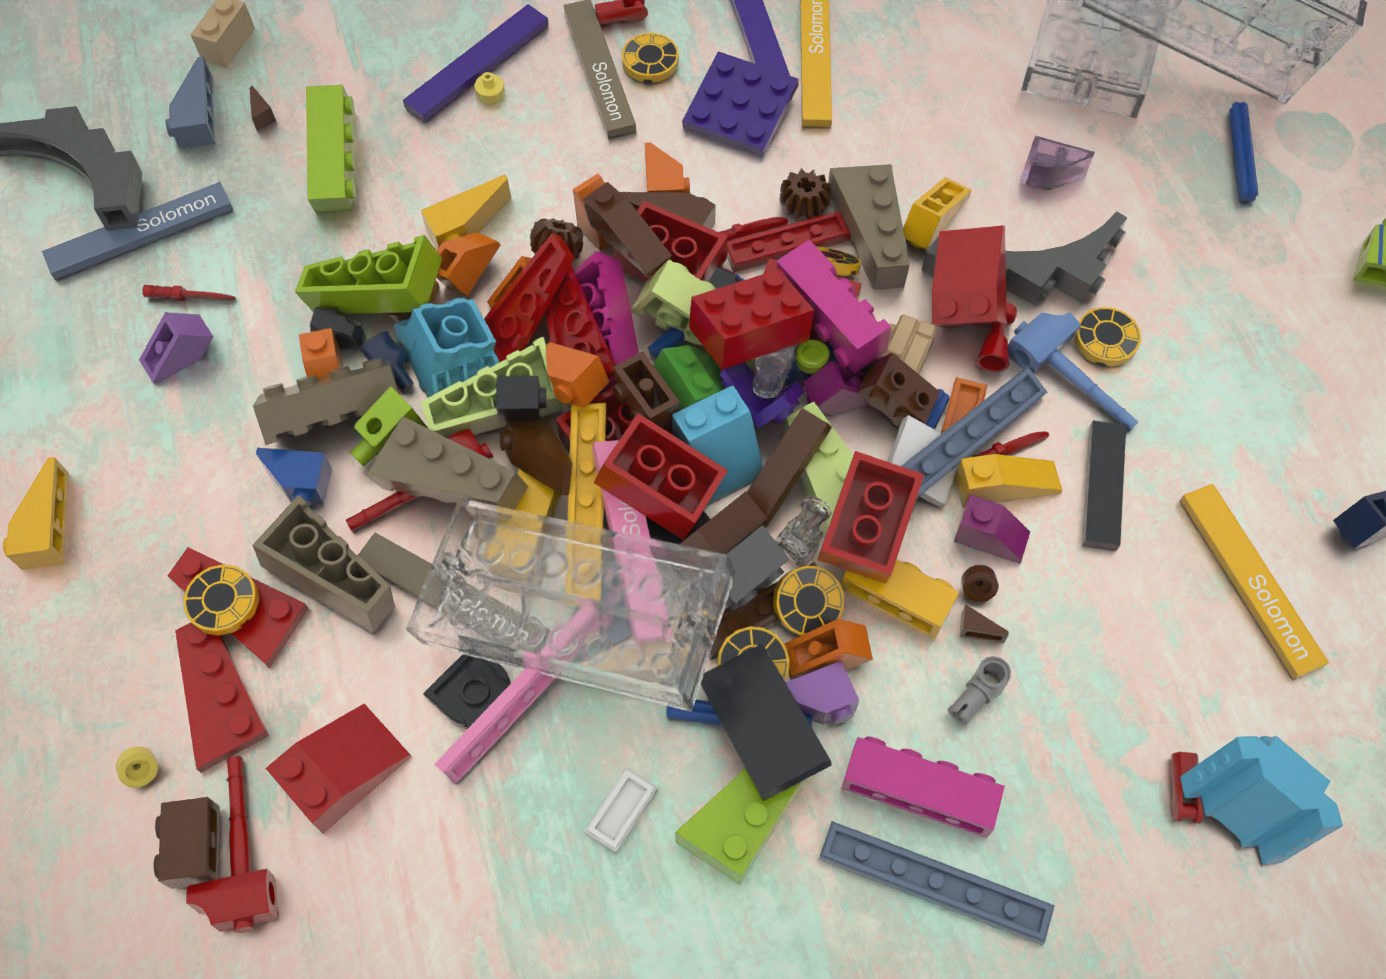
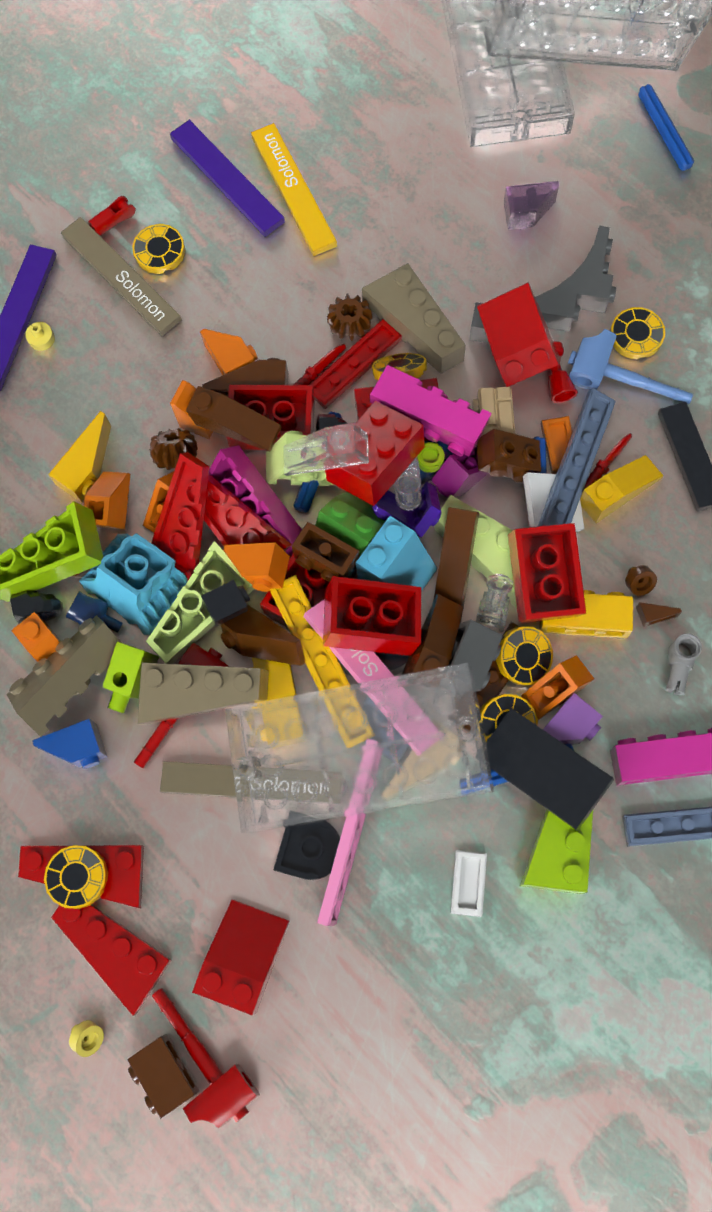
camera: 20 degrees left, 10 degrees up
(322, 565) = (140, 809): dark tan wedge -> none
(699, 285) = (327, 449): none -> clear slope
(740, 103) = (255, 258): dark purple plate -> none
(934, 212) = (459, 287): yellow slope -> none
(992, 529) = (628, 533): magenta slope -> none

